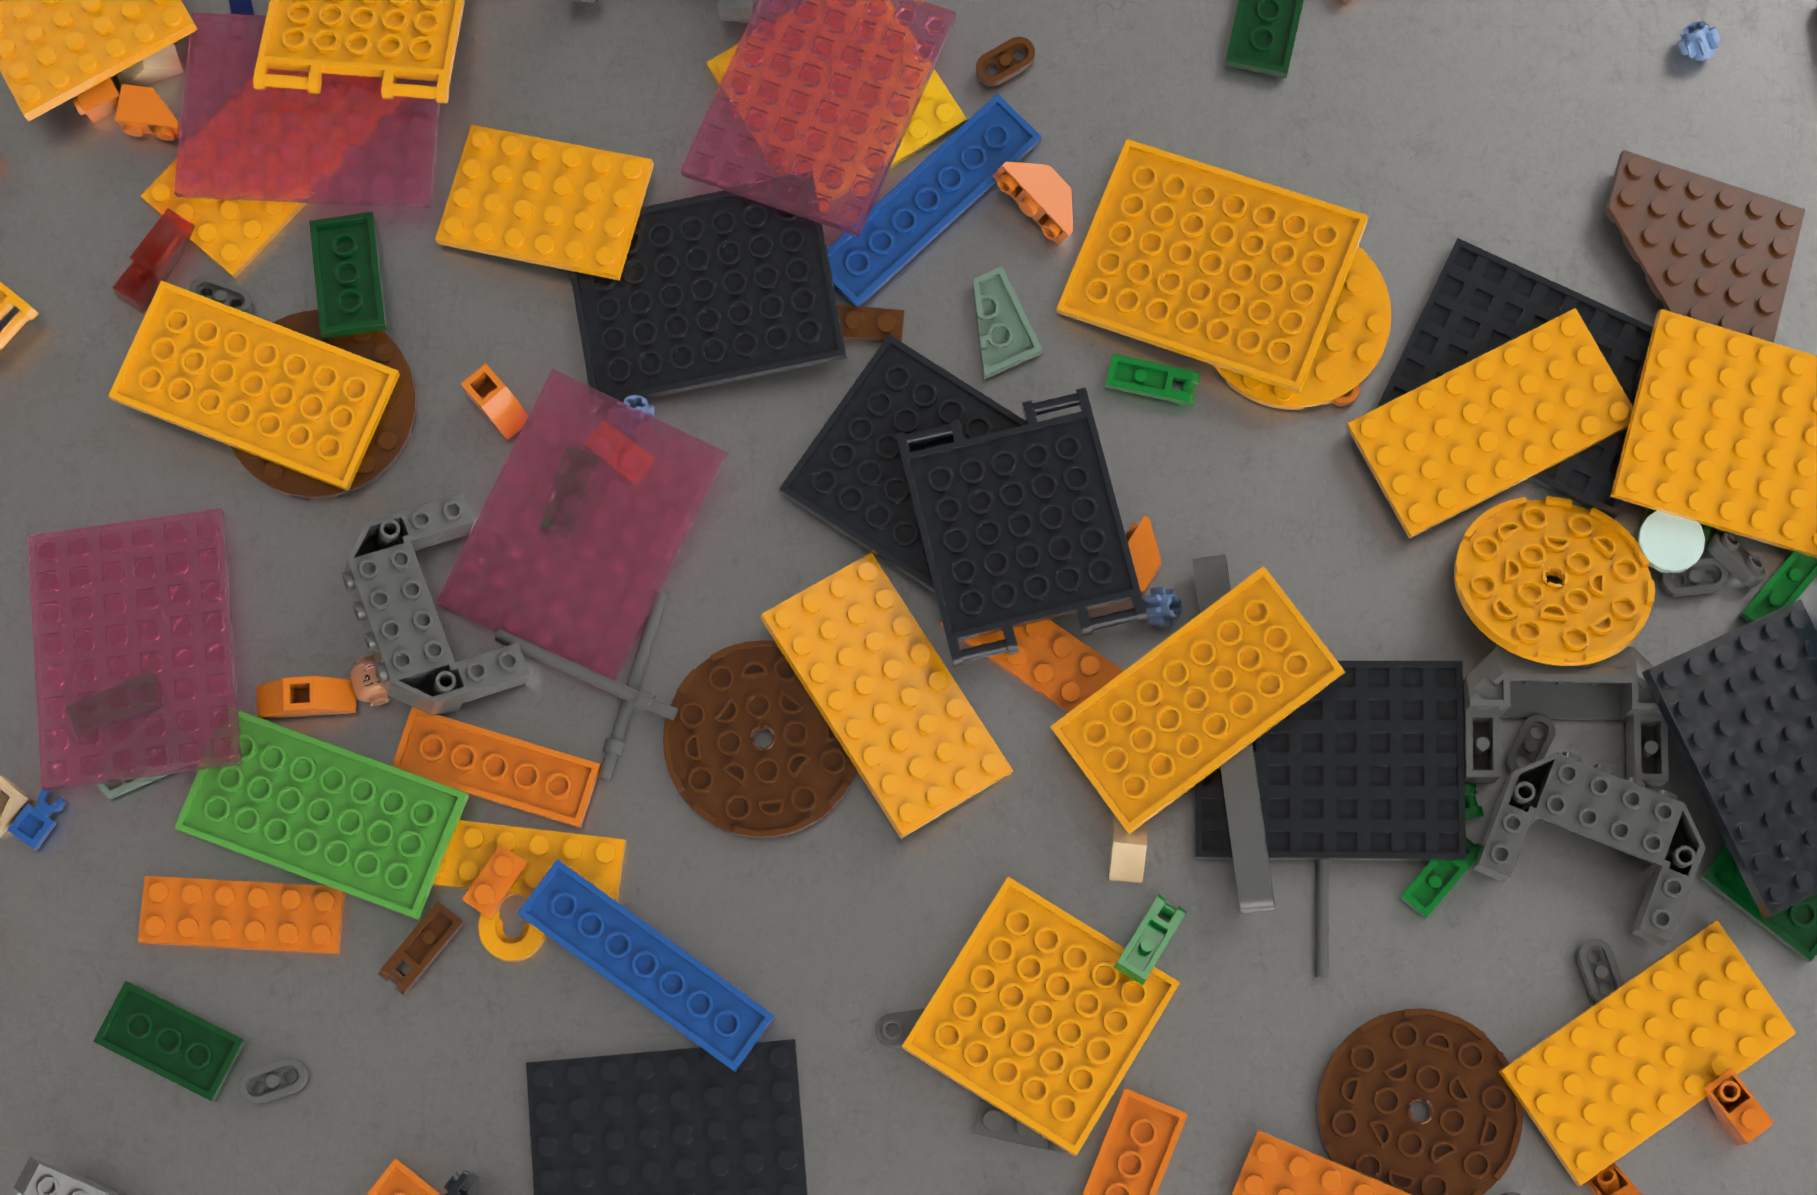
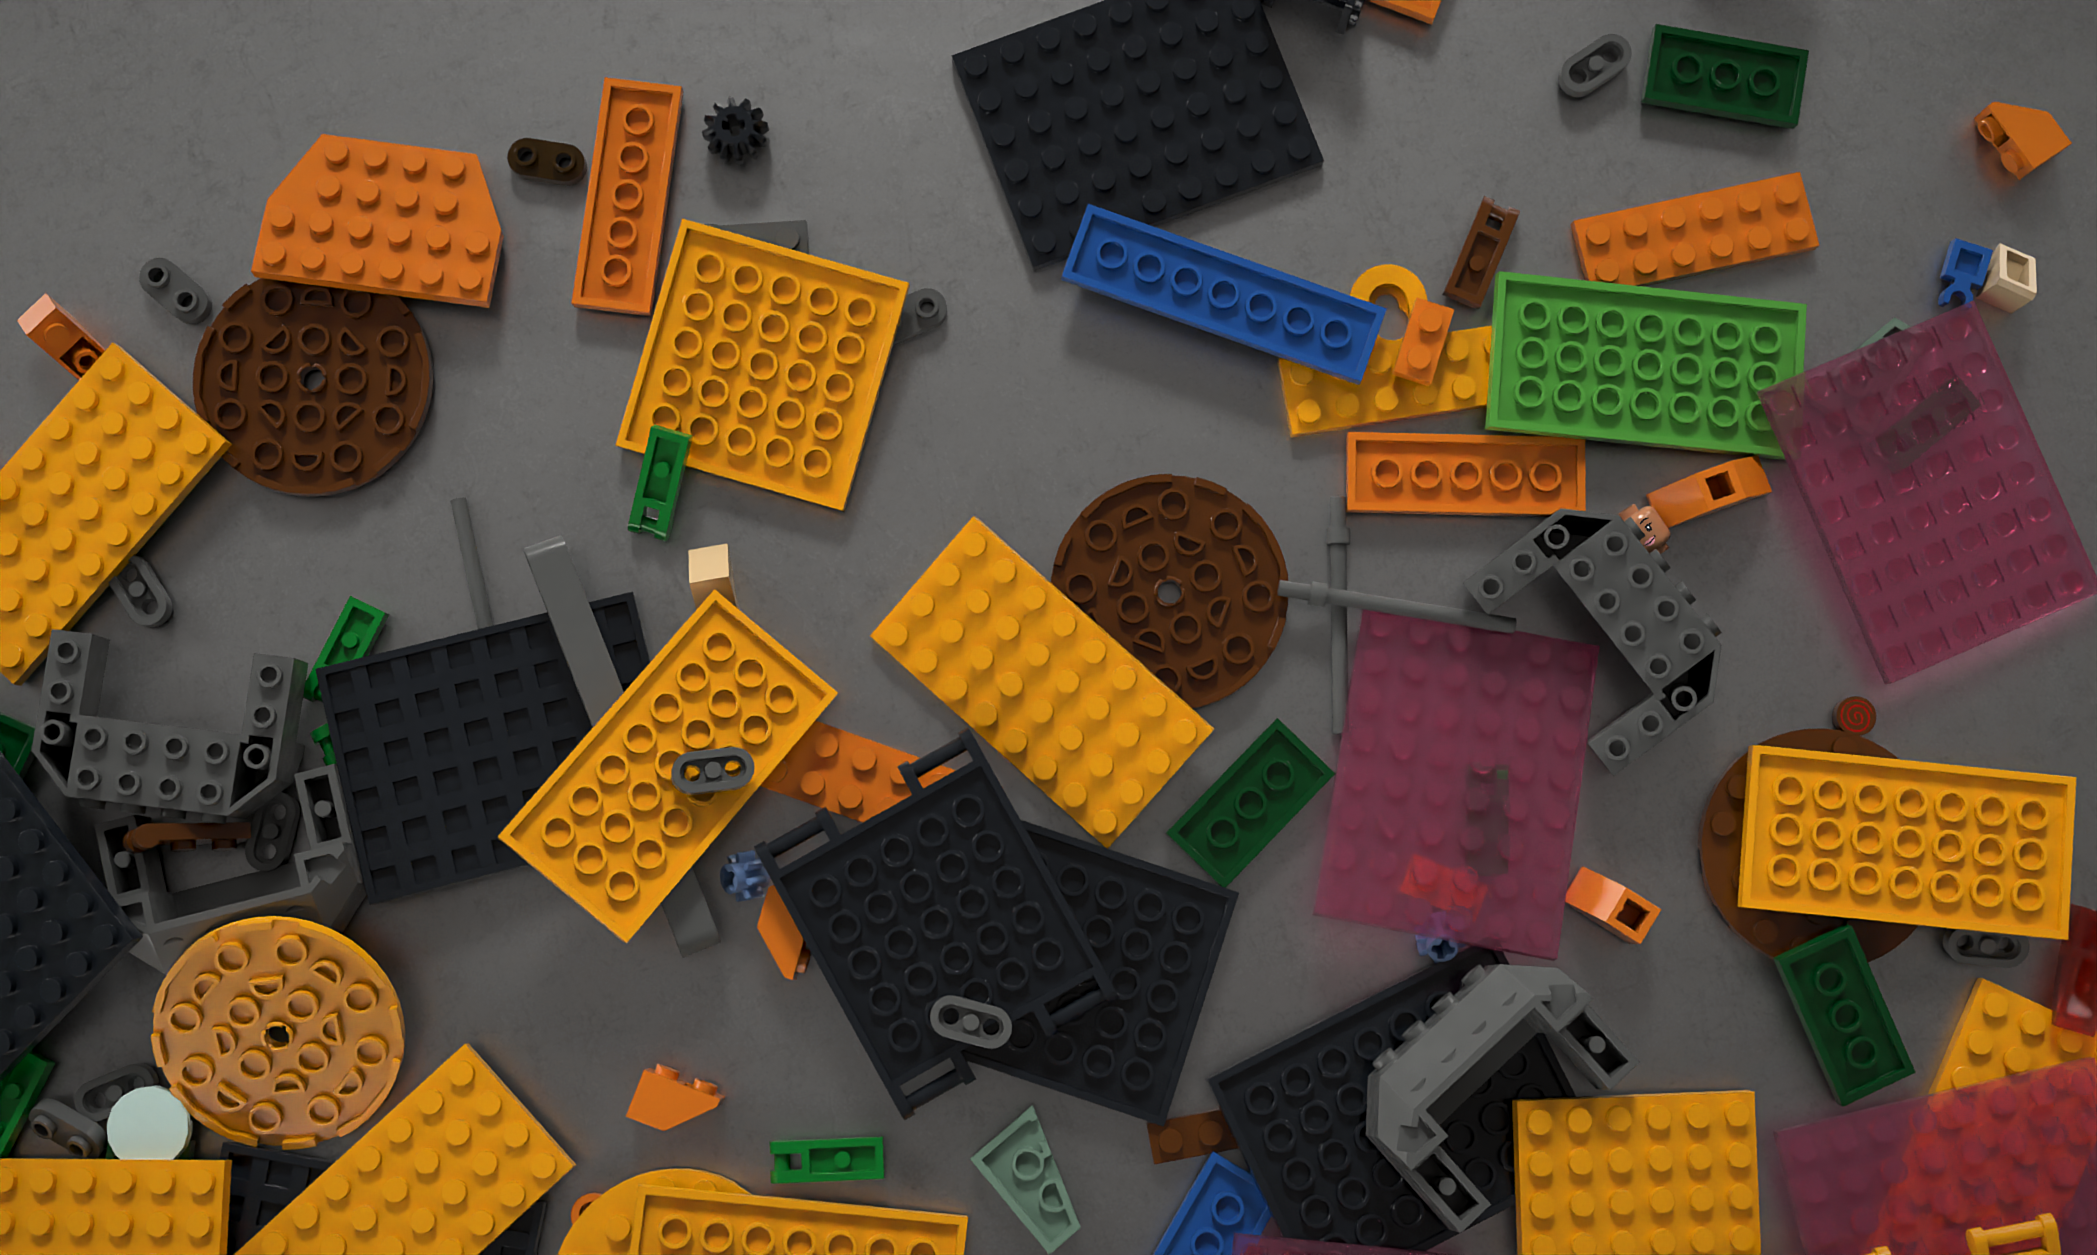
camera: 160 degrees right, 5 degrees up
(256, 495) = (1854, 716): none -> reddish brown tile
(648, 324) = (1459, 1052): none -> dark grey wedge
(749, 556) = (1250, 803): none -> dark green plate
(1015, 440) = (970, 1022): none -> dark grey plate
(1165, 681) = (711, 770): none -> dark grey plate
(1261, 453) = (667, 1101): none -> orange slope
(1600, 752) = (185, 836): none -> reddish brown plate

